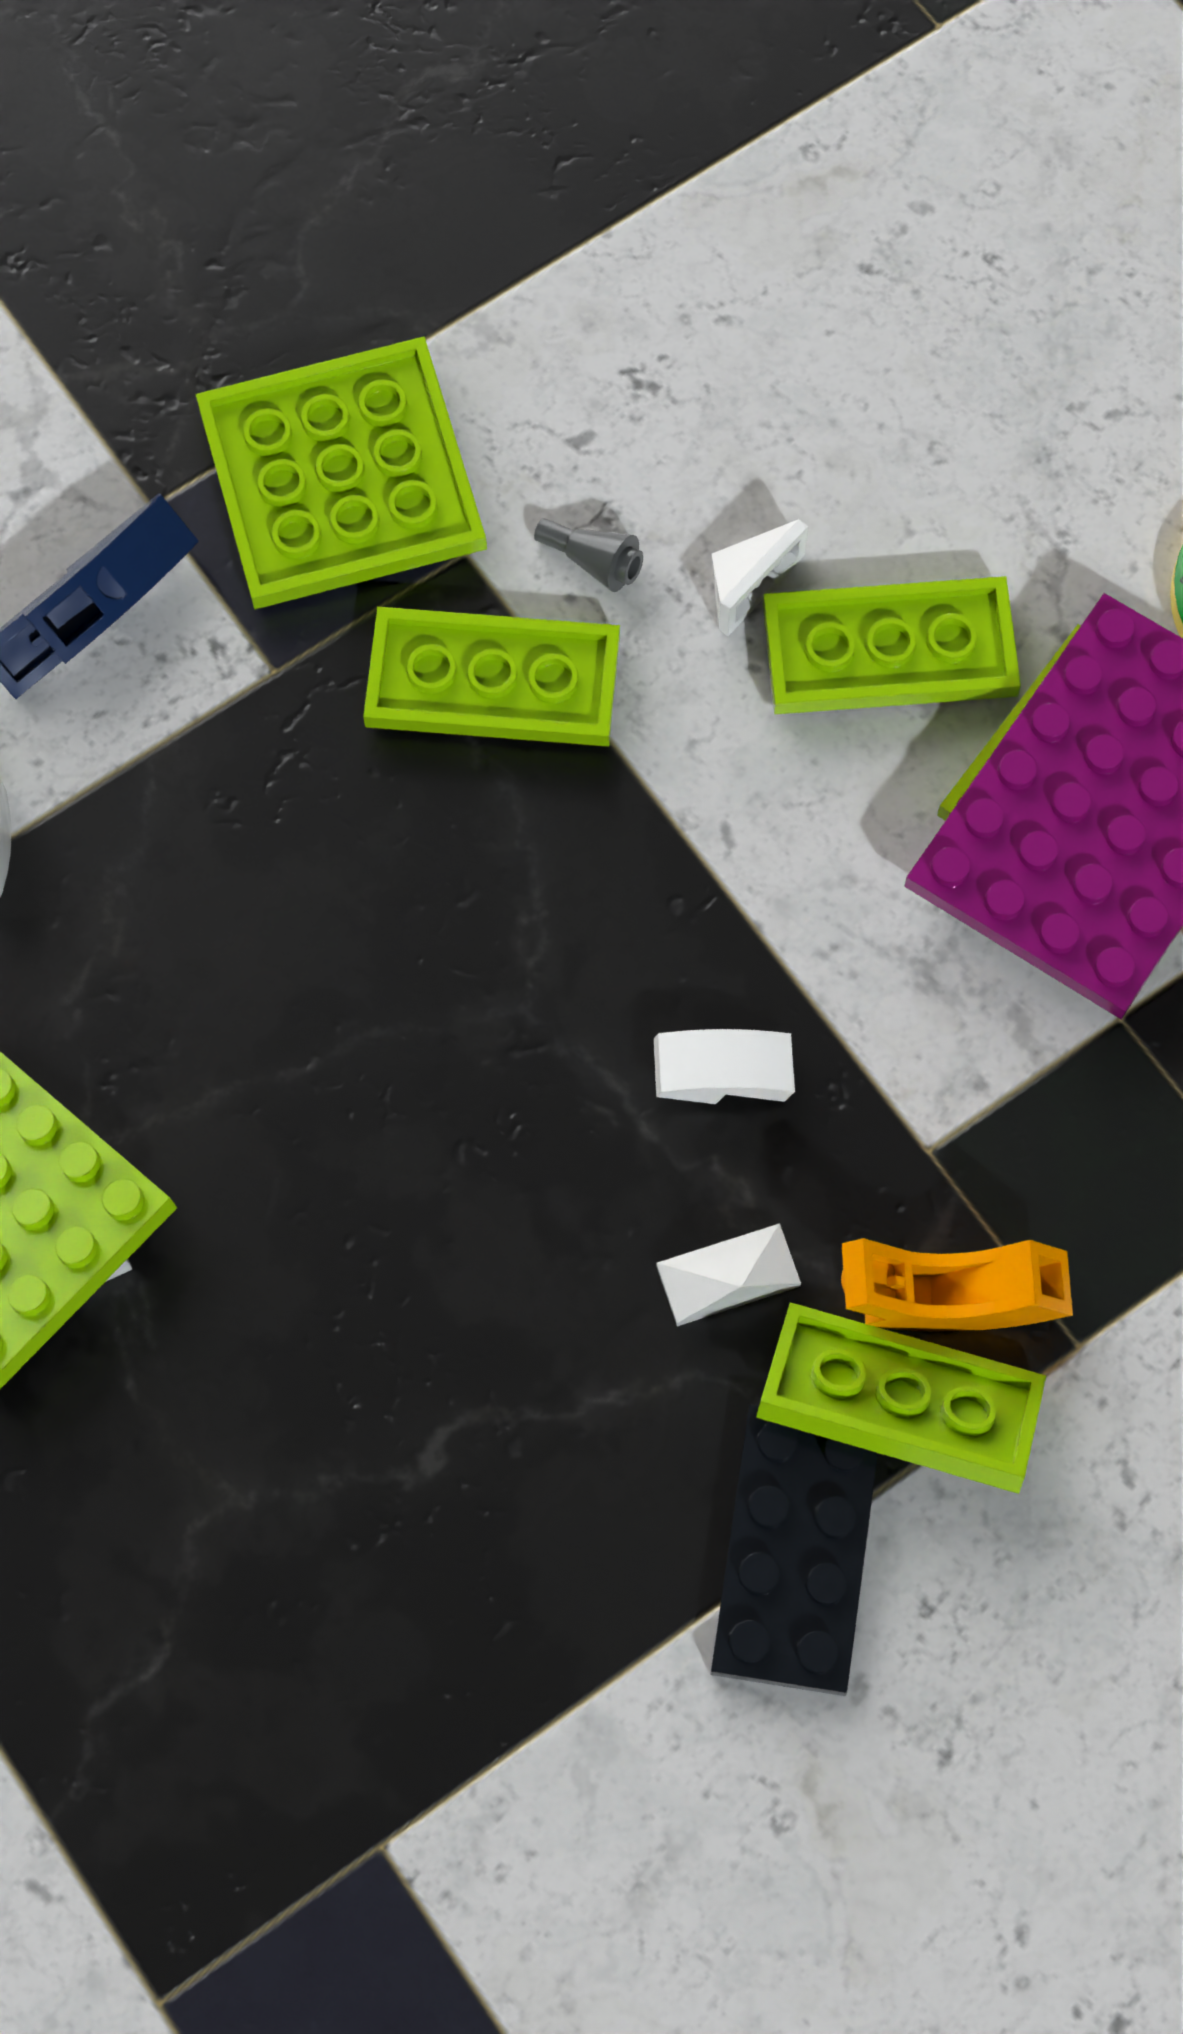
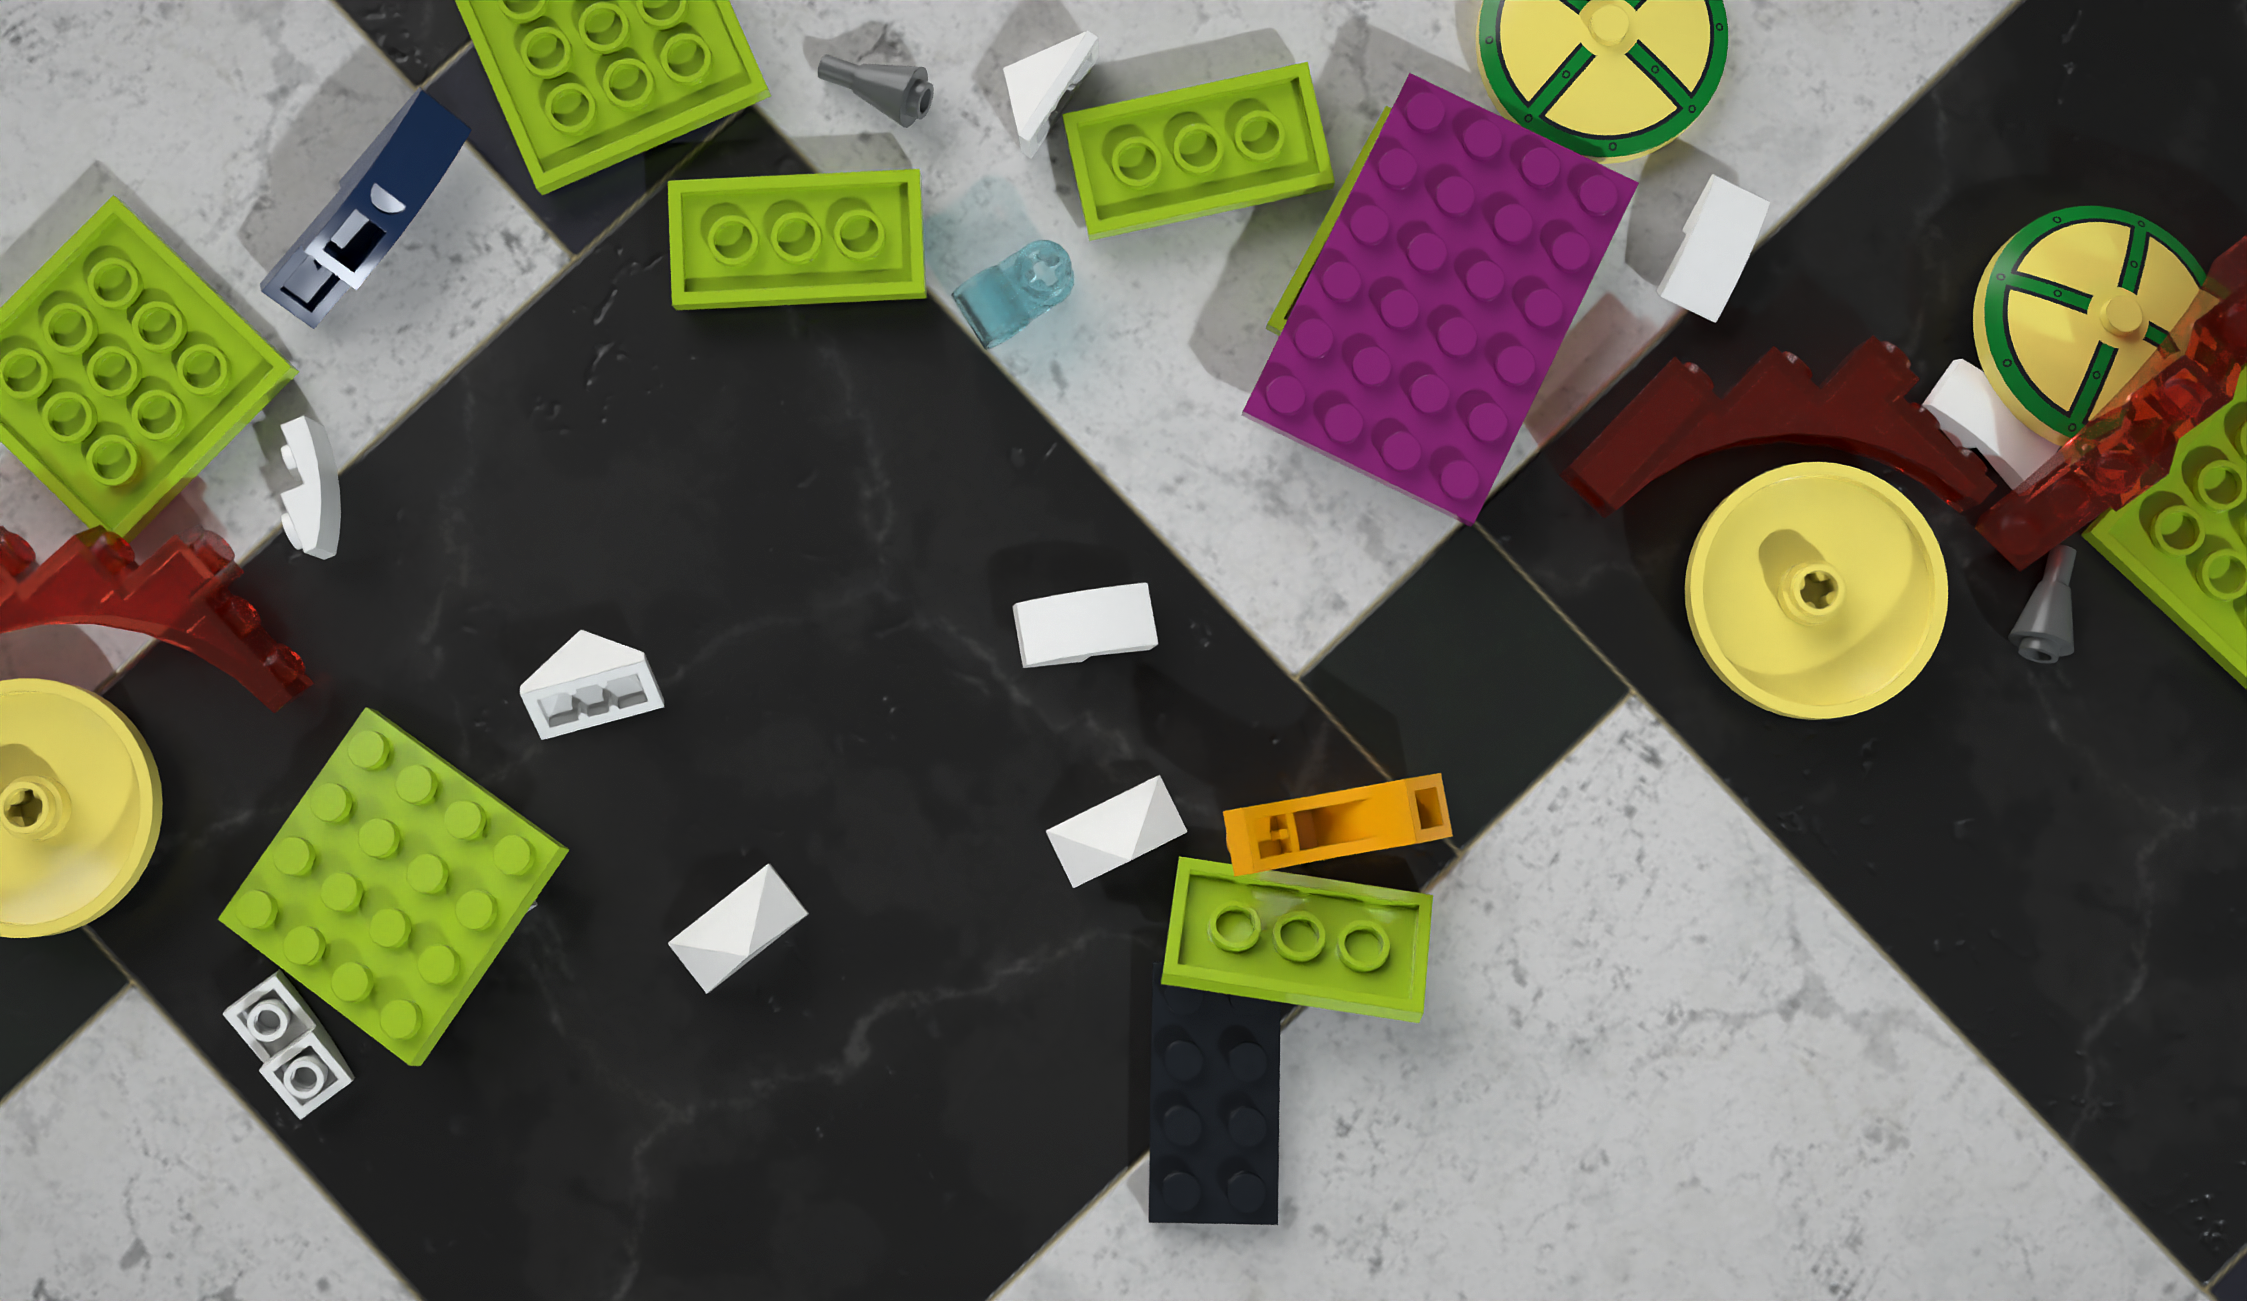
camera: 10 degrees left, 15 degrees up
(223, 1062) = (589, 685): none -> white slope
(330, 1318) = (738, 928): none -> white slope
(691, 752) = (1005, 301): none -> clear light blue piece

